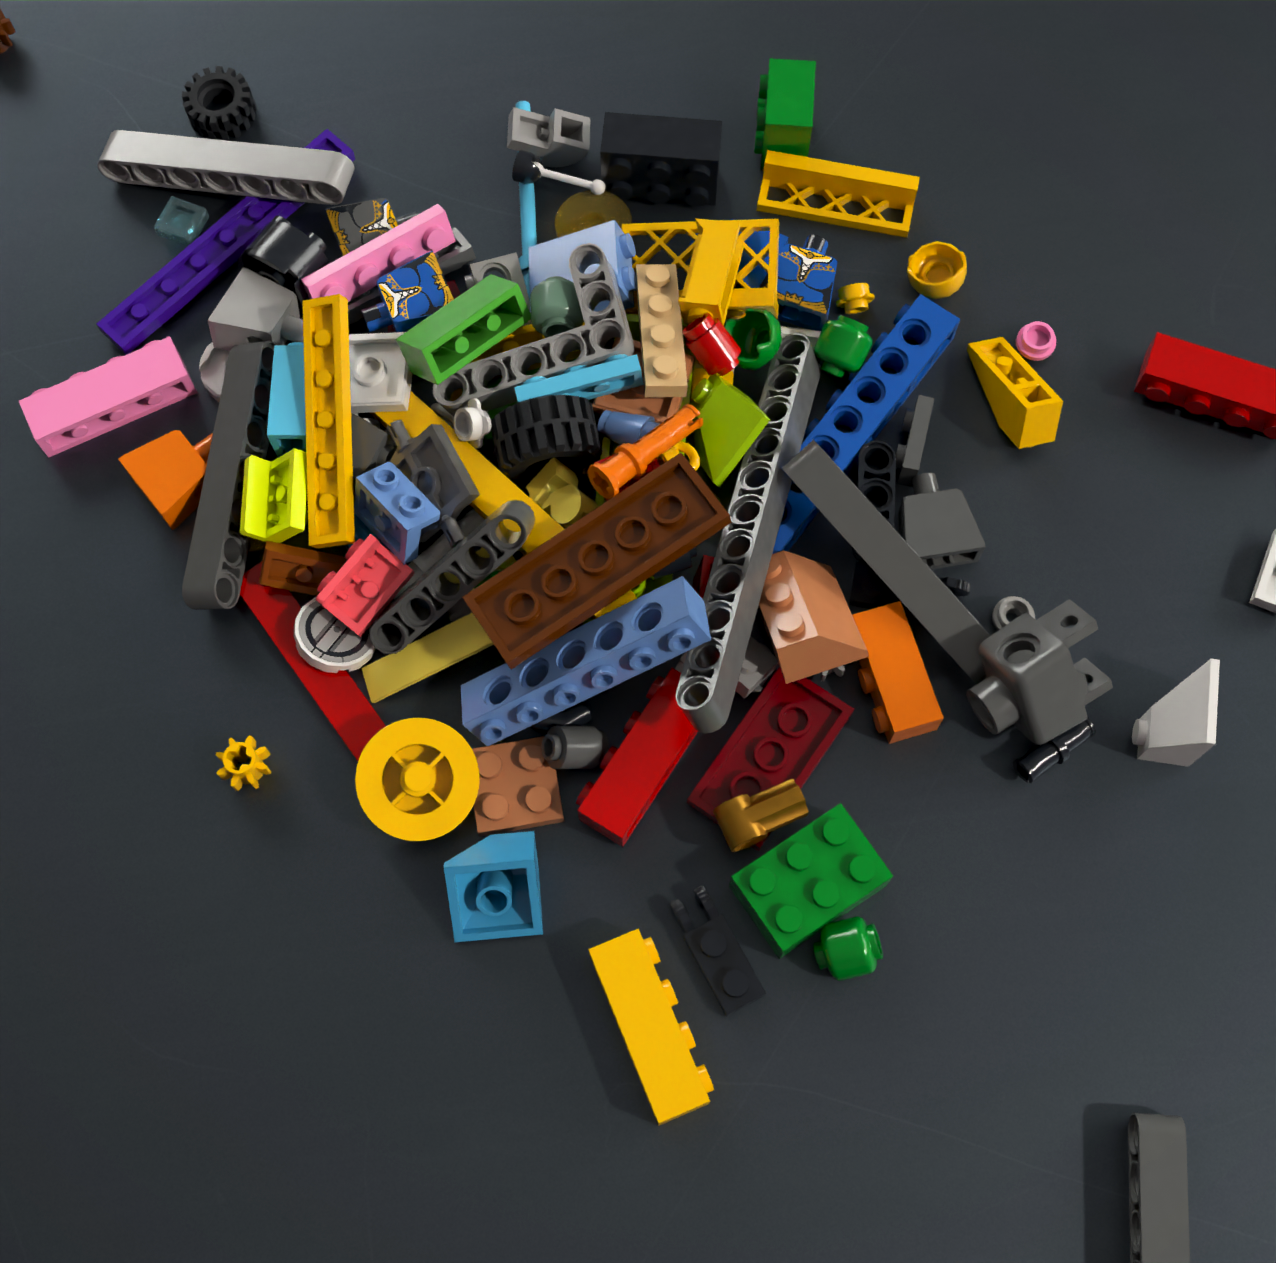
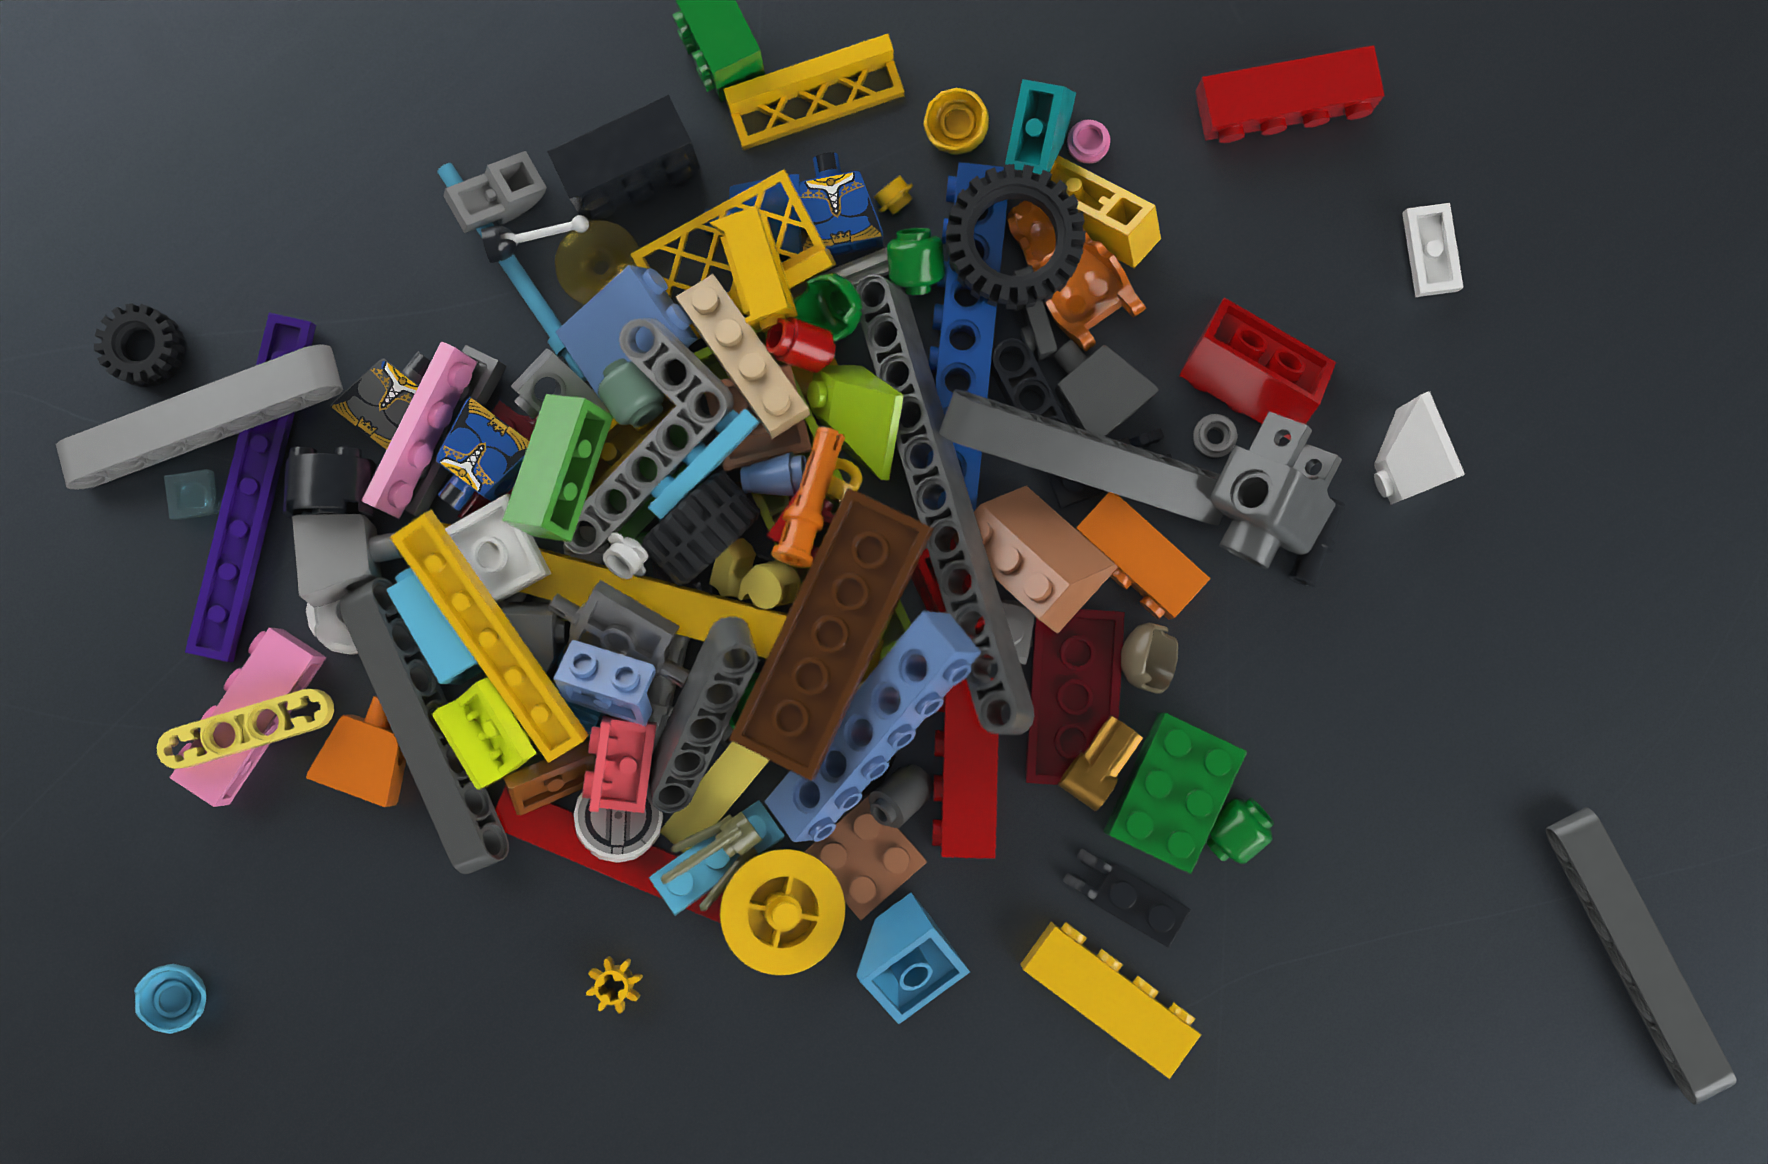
camera: 30 degrees left, 15 degrees up
(101, 390) = (246, 730): none -> light yellow beam
(371, 709) = (704, 876): none -> medium azure plate
(417, 694) = (733, 835): none -> olive plant
(854, 757) = (1149, 657): none -> dark tan hair
(945, 324) = (1028, 187): none -> black tyre
(965, 427) = (1093, 290): none -> orange animal
(1003, 302) = (1039, 125): none -> teal slope
(1071, 563) = (1257, 367): none -> red slope

